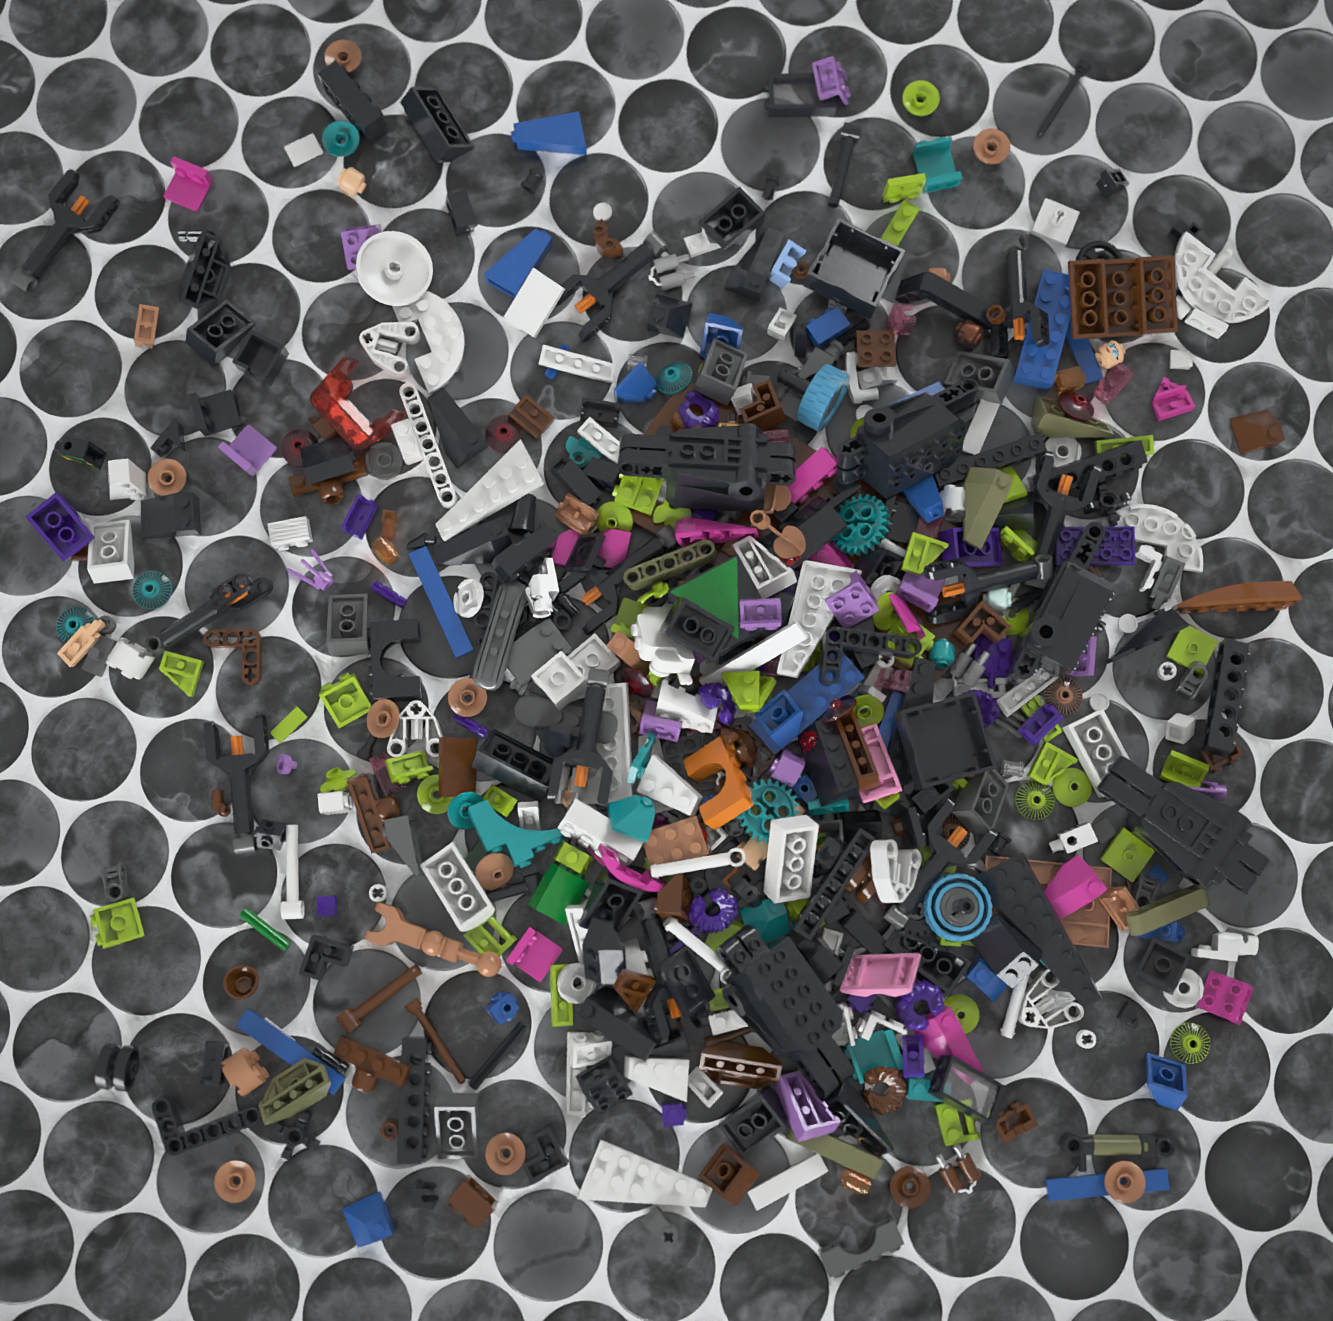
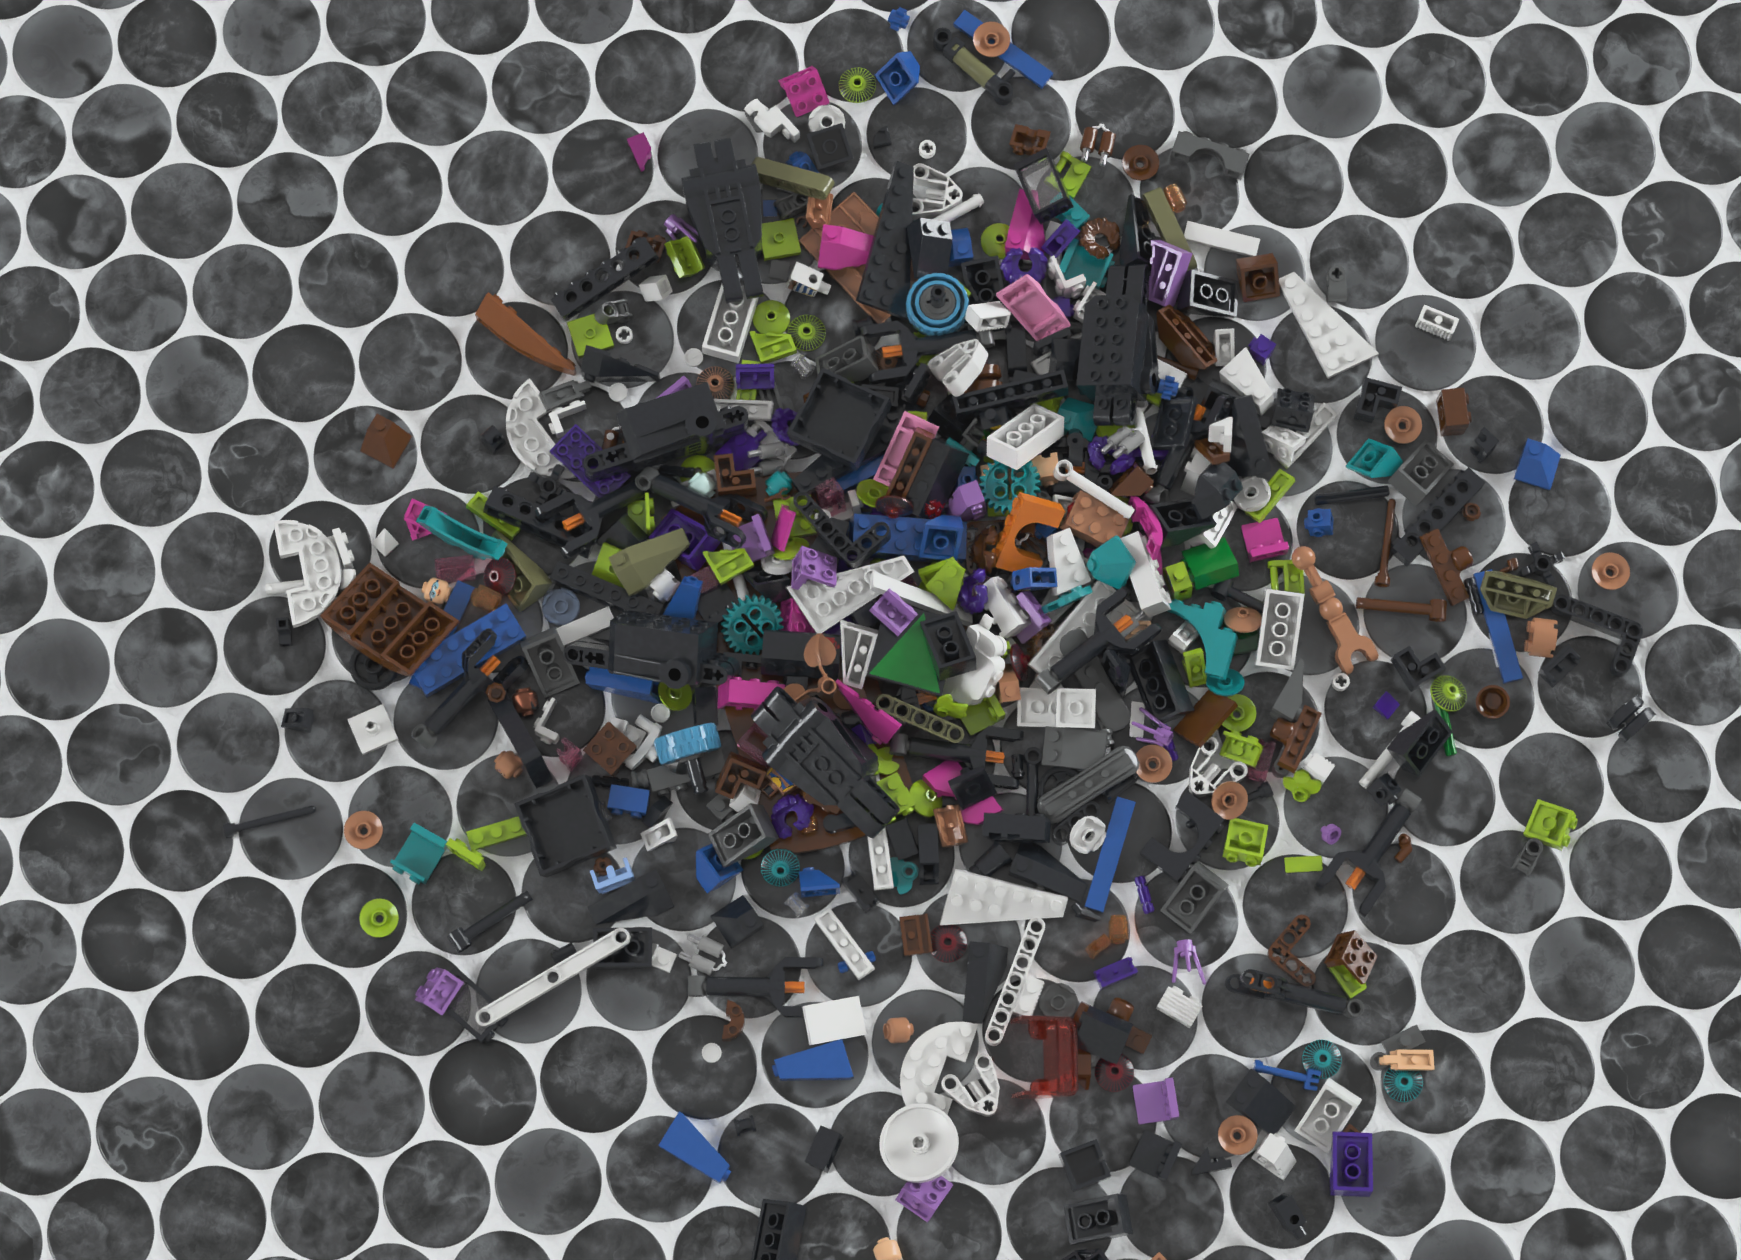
camera: 135 degrees left, 5 degrees down
(130, 658) = (1382, 1012): white brick -> none
(146, 565) = (1306, 1078): none -> blue hinge
(189, 682) = (1353, 953): none -> reddish brown bracket
(270, 894) = (1419, 743): none -> black slope
(286, 951) = (1444, 697): none -> dish
(320, 1114) = (1512, 565): none -> reddish brown hand
(477, 723) = (1162, 735): none -> medium lavender plant
(482, 338) = (898, 1030): none -> nougat head
(502, 1101) = (1375, 460): none -> teal slope
(510, 723) = (1136, 716): none -> white sticker
(542, 589) = (1027, 789): white plate -> none
(551, 1270) = (1437, 322): none -> white brick
(638, 1005) = (1222, 432): none -> white slope
(683, 743) = (1025, 579): none -> blue torso
(711, 929) = (1124, 440): none -> light grey piece
(716, 1006) = (1167, 387): none -> blue gear
(757, 165) = (540, 985): none -> white beam
(831, 438) = (704, 705): none -> black hinge
(910, 932) = (987, 316): none -> white brick
(929, 642) = (778, 495): none -> reddish brown hand
(937, 323) = (546, 735): none -> white bracket
(1010, 425) = (560, 607): none -> sand blue tile
(1069, 444) = (538, 544): white tile -> none
(1135, 405) = (460, 535): none -> teal arch
(1182, 500) = (493, 439): none -> black leg
(1212, 1130) = (898, 19): none -> blue gear
(1300, 829) = (641, 149): none -> magenta slope

